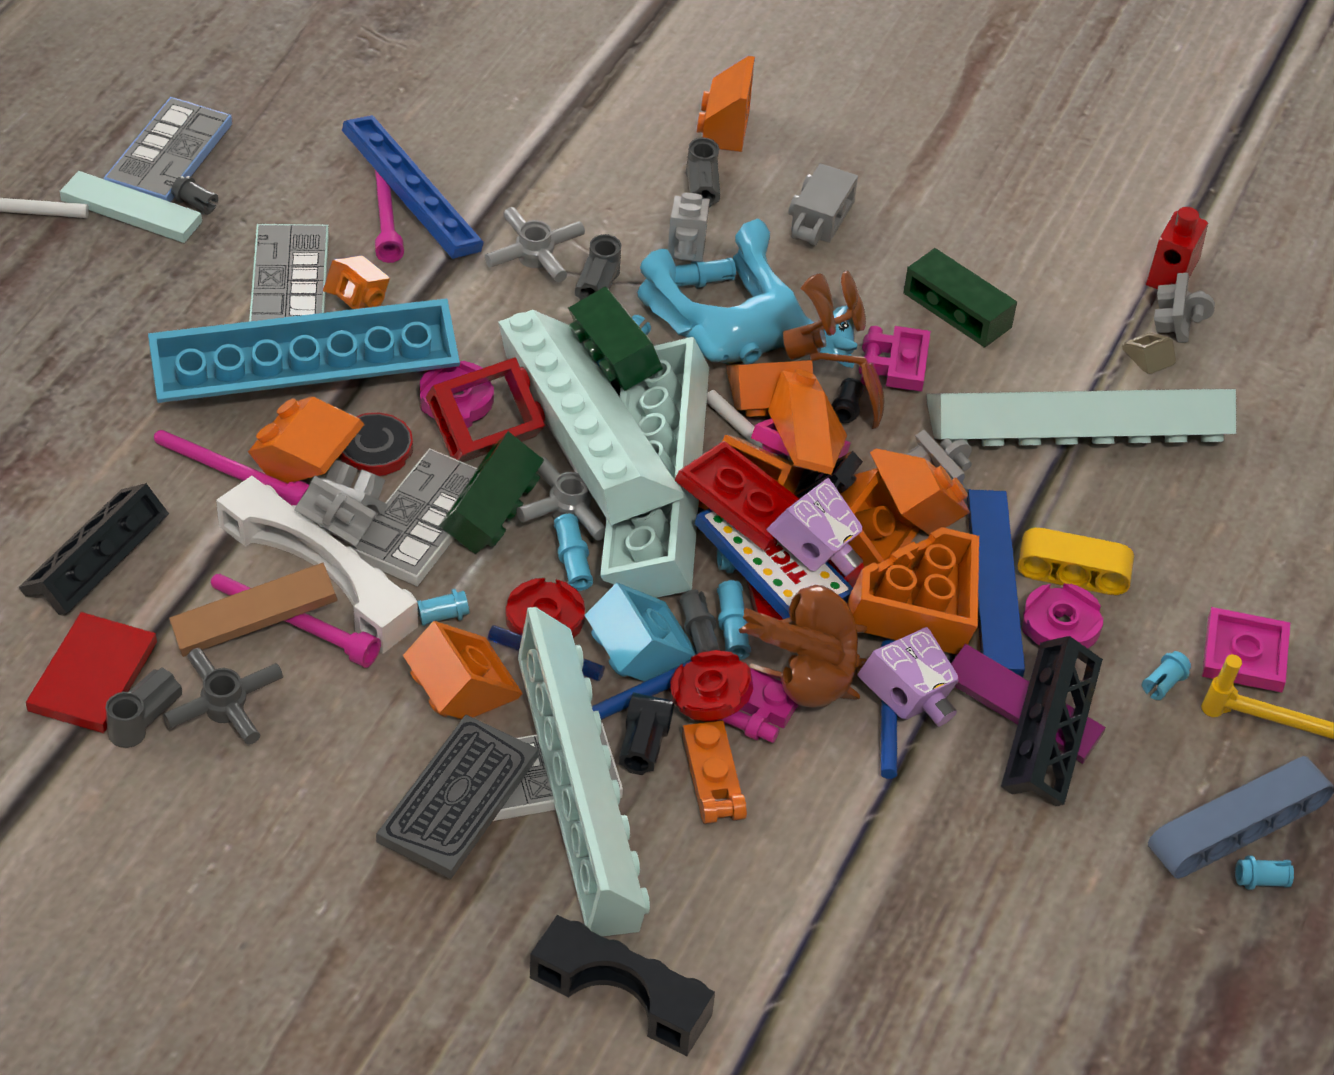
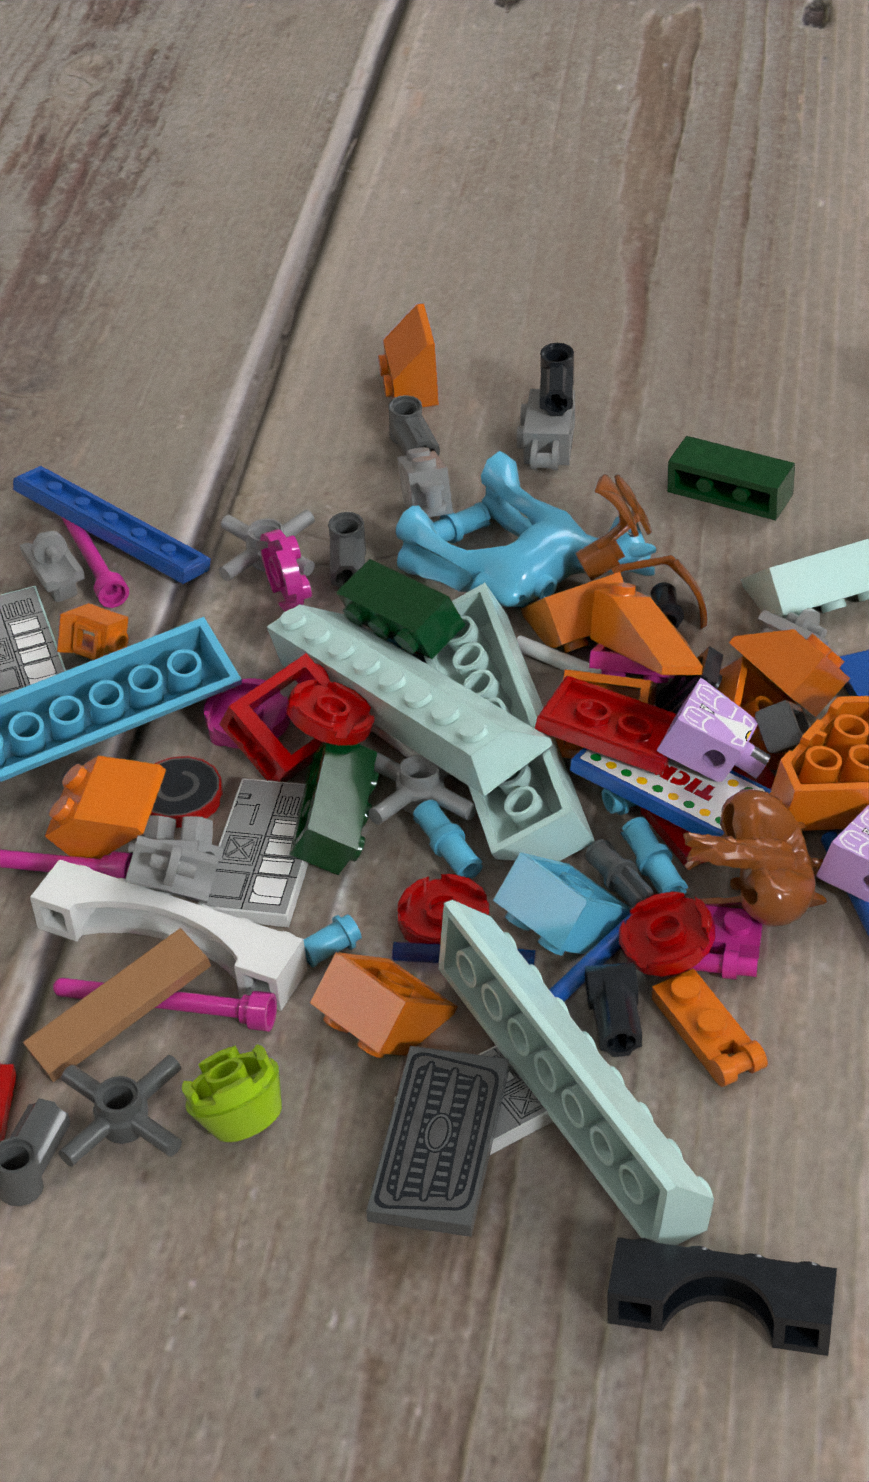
camera: 10 degrees left, 5 degrees down
(313, 710) = (235, 1093): none -> lime cone
(348, 211) = (53, 564): none -> light grey hips
(514, 415) = (330, 712): none -> red tile
(535, 261) = (282, 568): none -> dark pink plate
(842, 162) = (556, 378): none -> black piece
(886, 536) = (782, 726): none -> dark grey slope
(907, 356) = (705, 549): dark pink plate -> none

